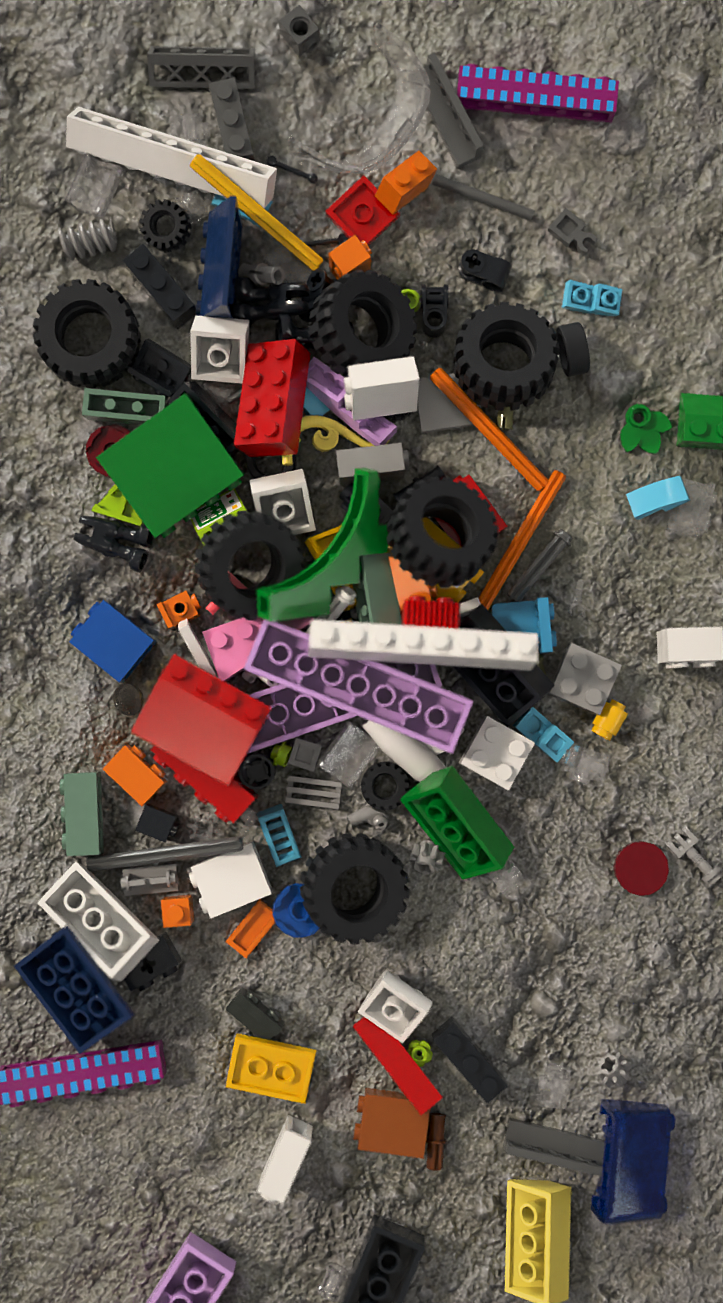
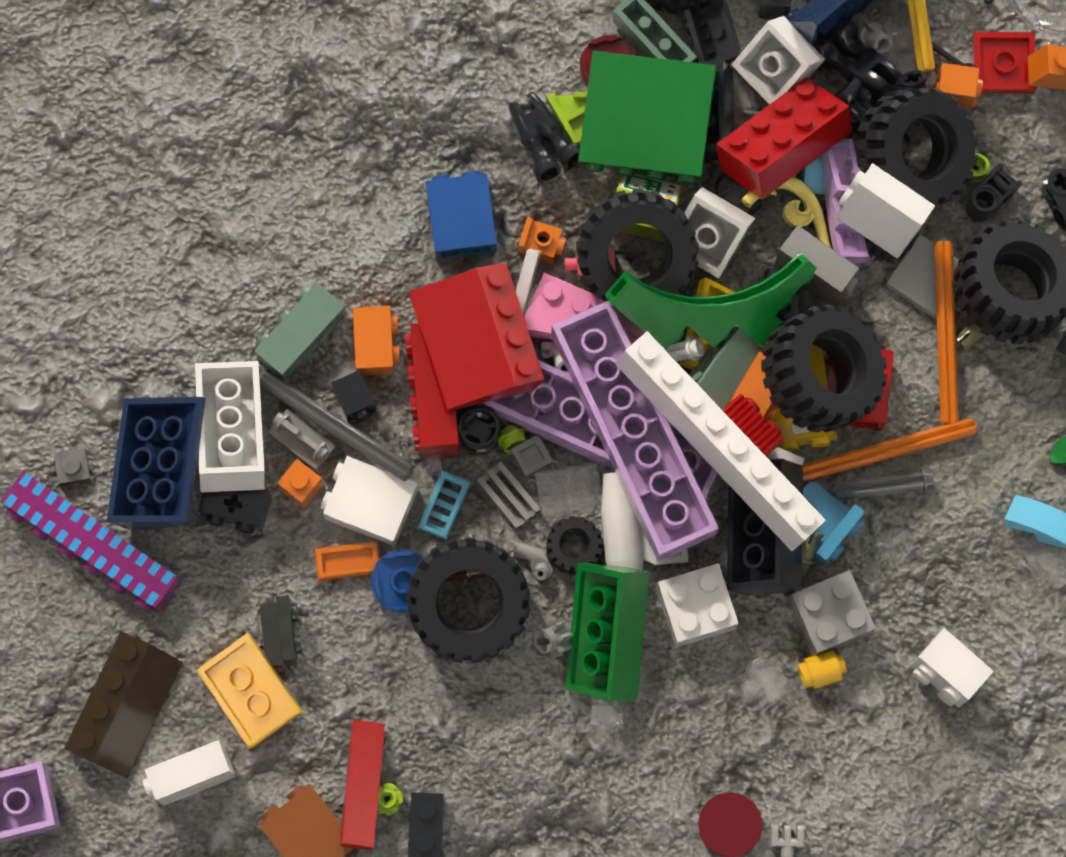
camera: 40 degrees right, 10 degrees down
(23, 1034) = (72, 467): none -> flat silver plate
(128, 699) = (427, 271): clear smoke hat -> none
(201, 1153) = (123, 705): none -> dark brown slope
(395, 1006) = (406, 734): white brick -> none
(543, 733) = (753, 629): medium azure slope -> none

